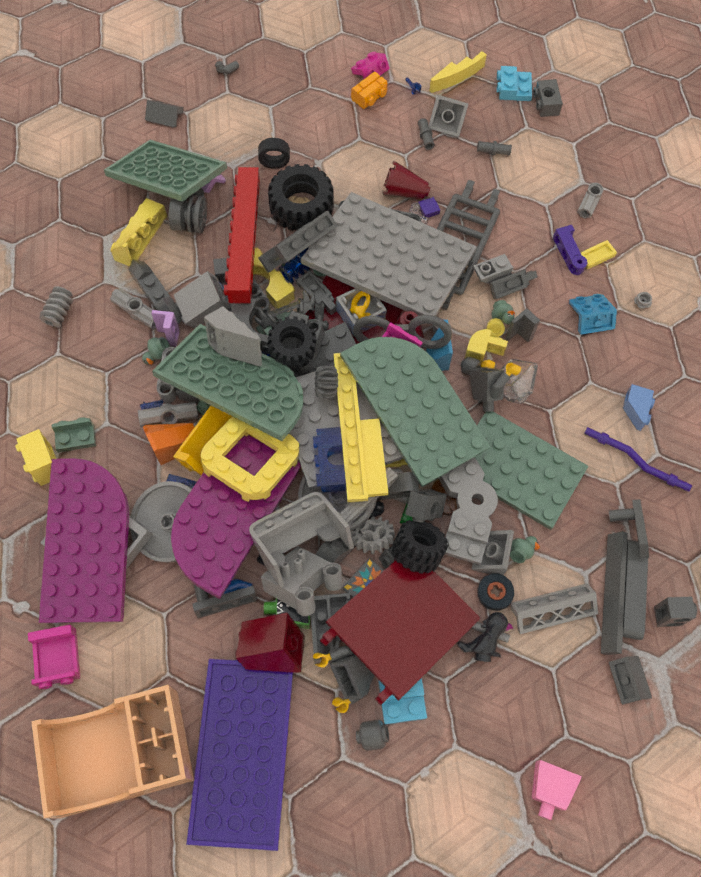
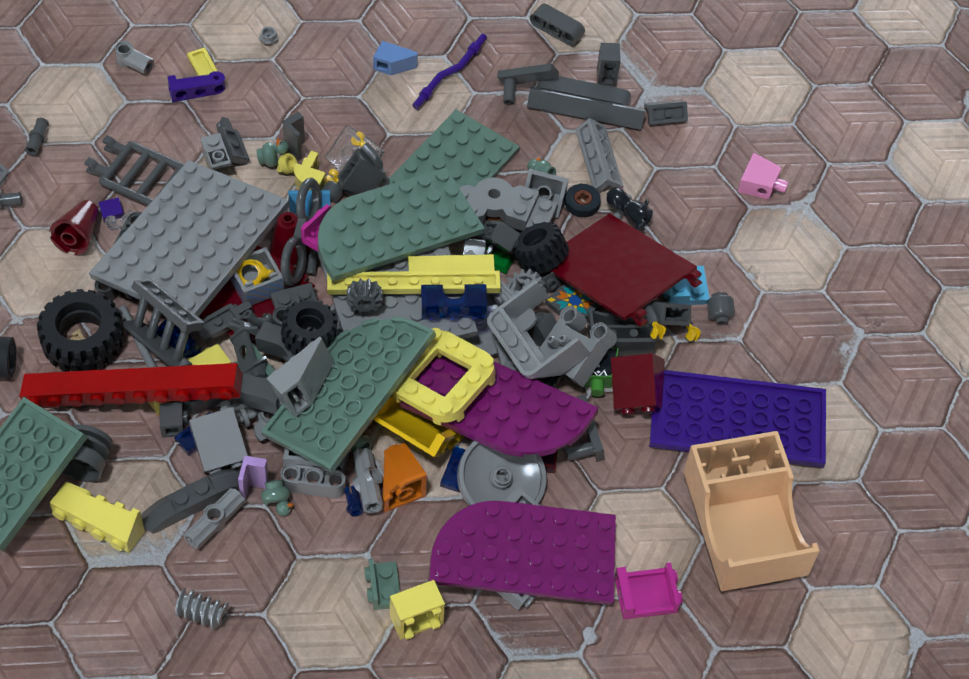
camera: 90 degrees left, 10 degrees down
(594, 313) = (277, 75): dark azure bracket -> none

